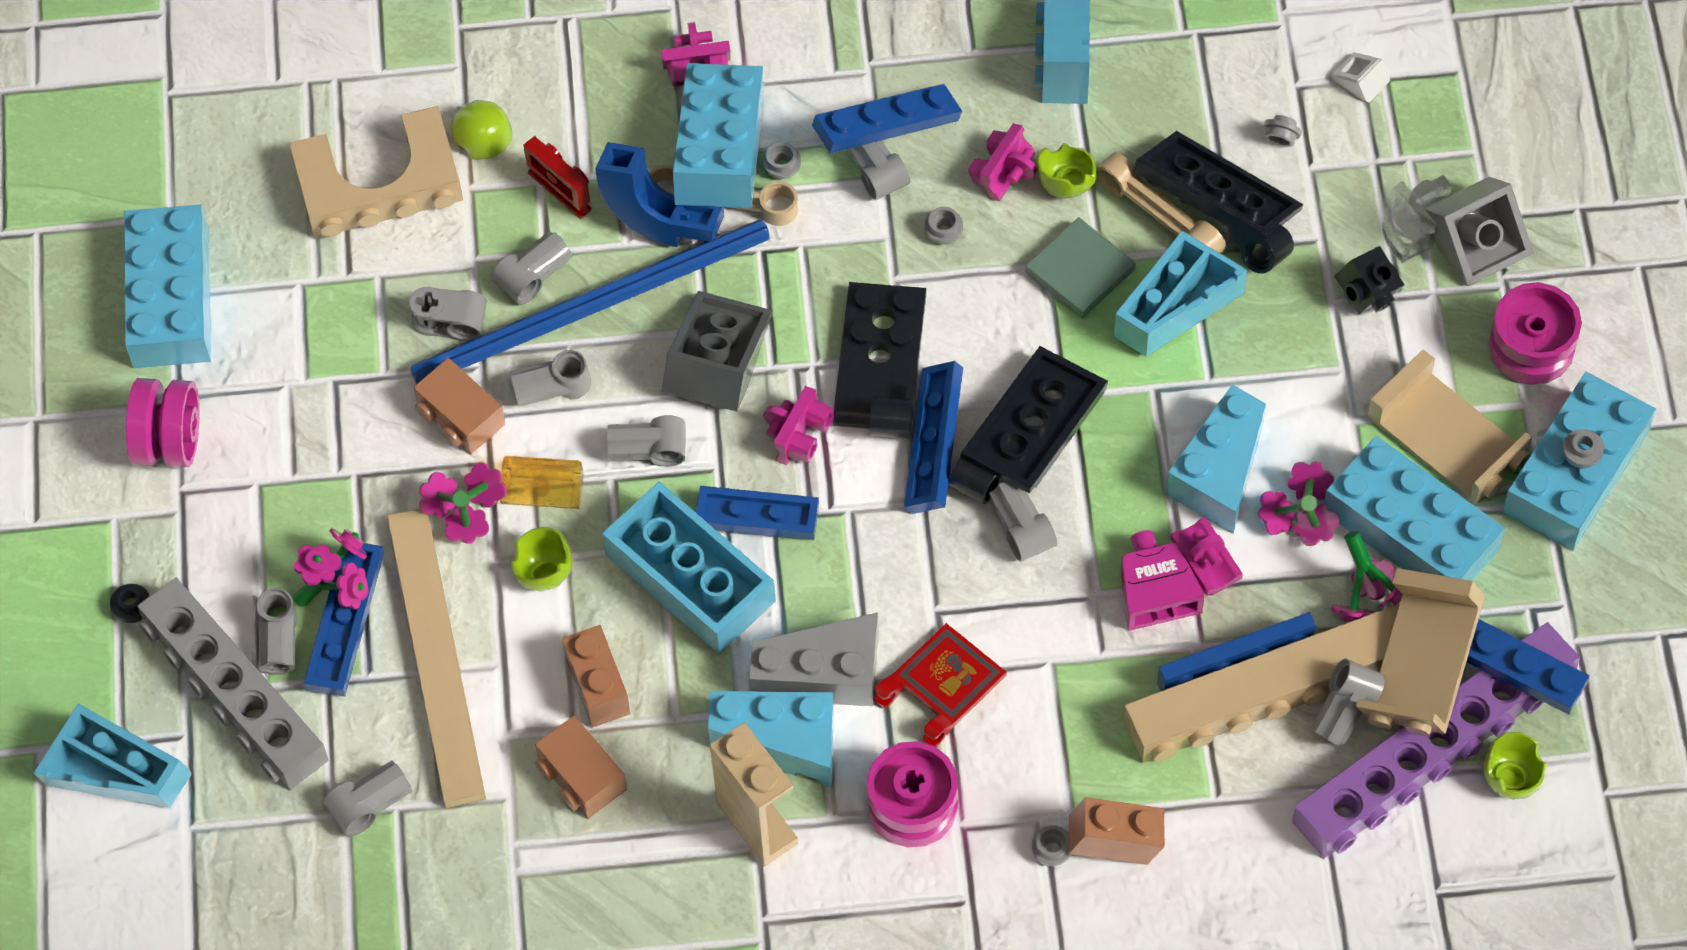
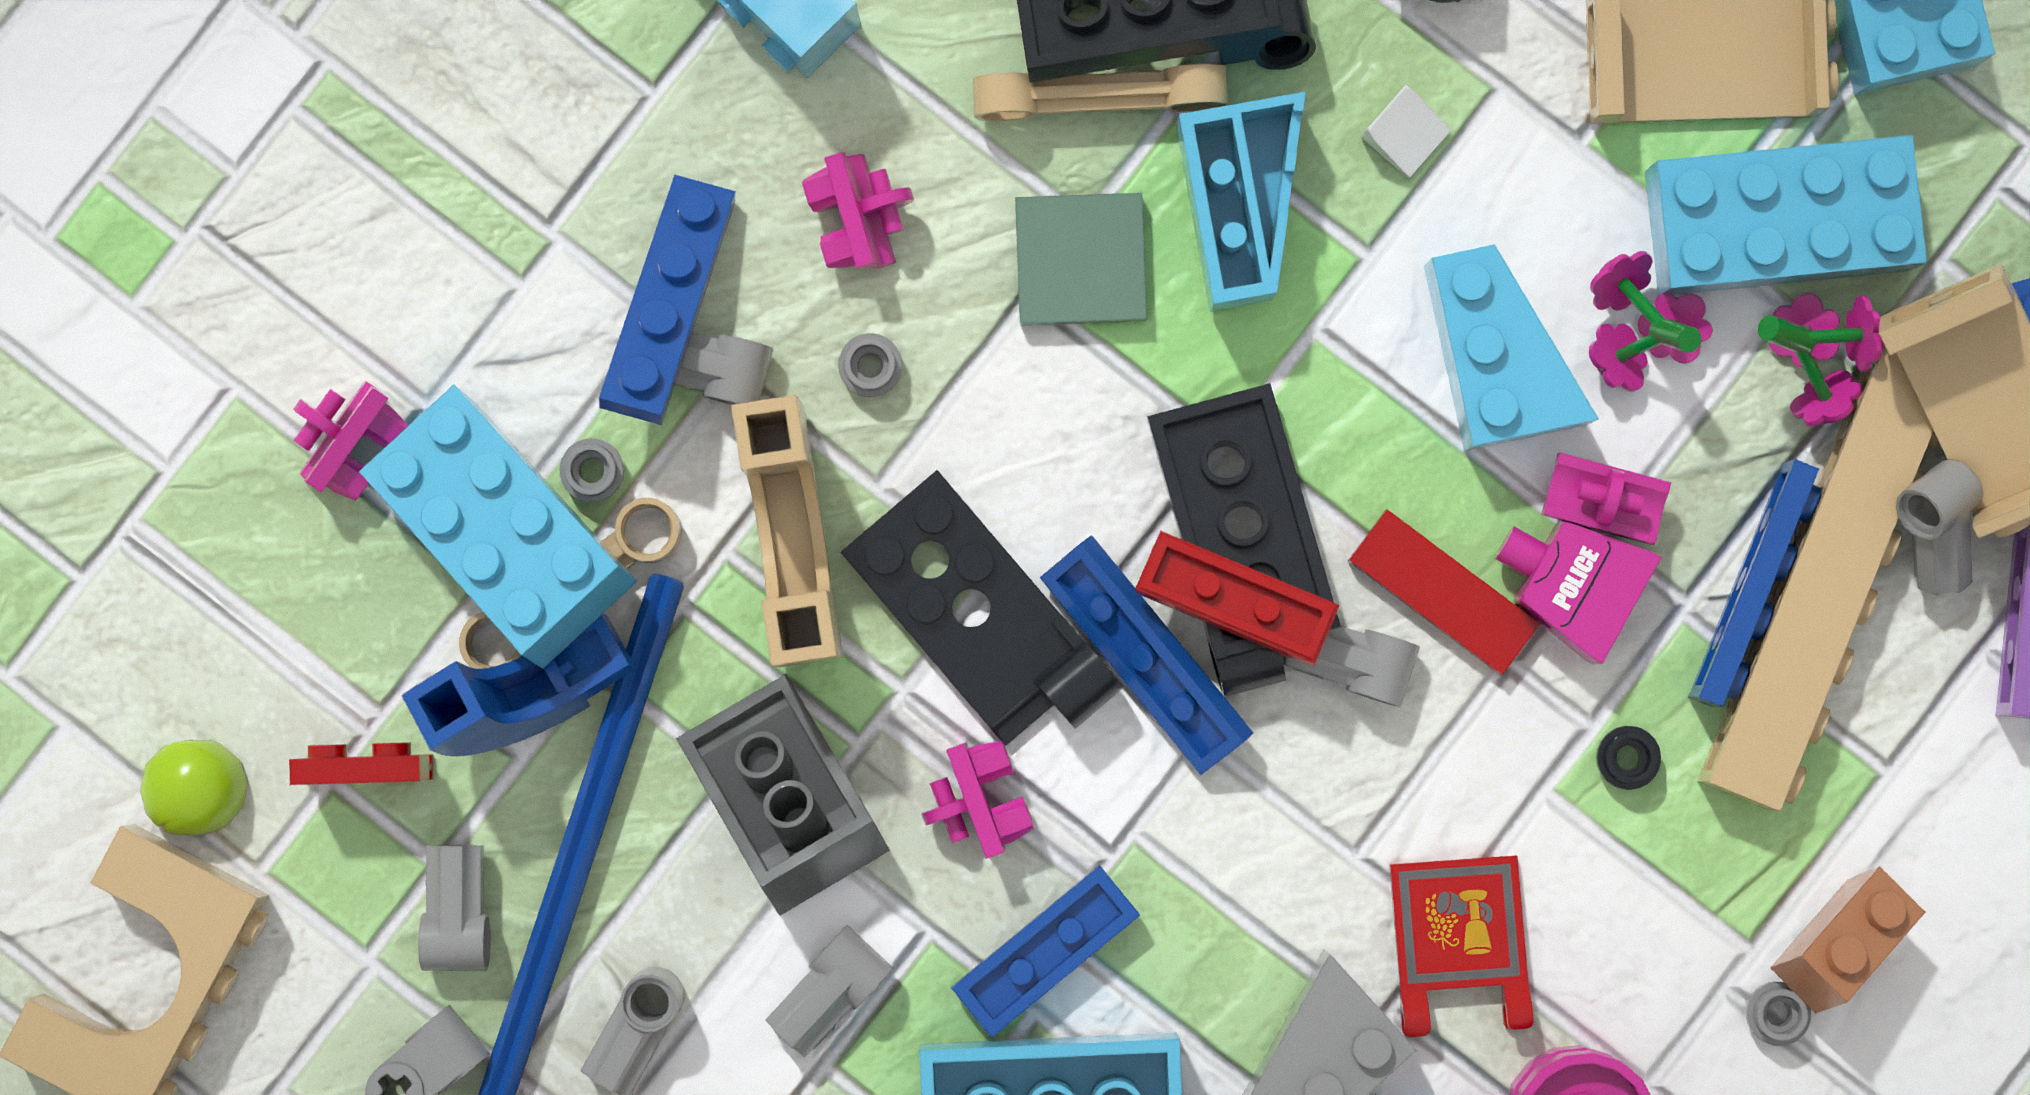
camera: 50 degrees left, 25 degrees up
(808, 274) = (786, 504): none -> tan arch
(996, 437) = (1237, 599): none -> red tile
(1066, 171) = (944, 152): lime hair -> none
(1093, 537) = (1443, 592): none -> red tile
(1105, 667) = (1648, 757): none -> black plate
(1279, 341) = (1406, 131): none -> white slope

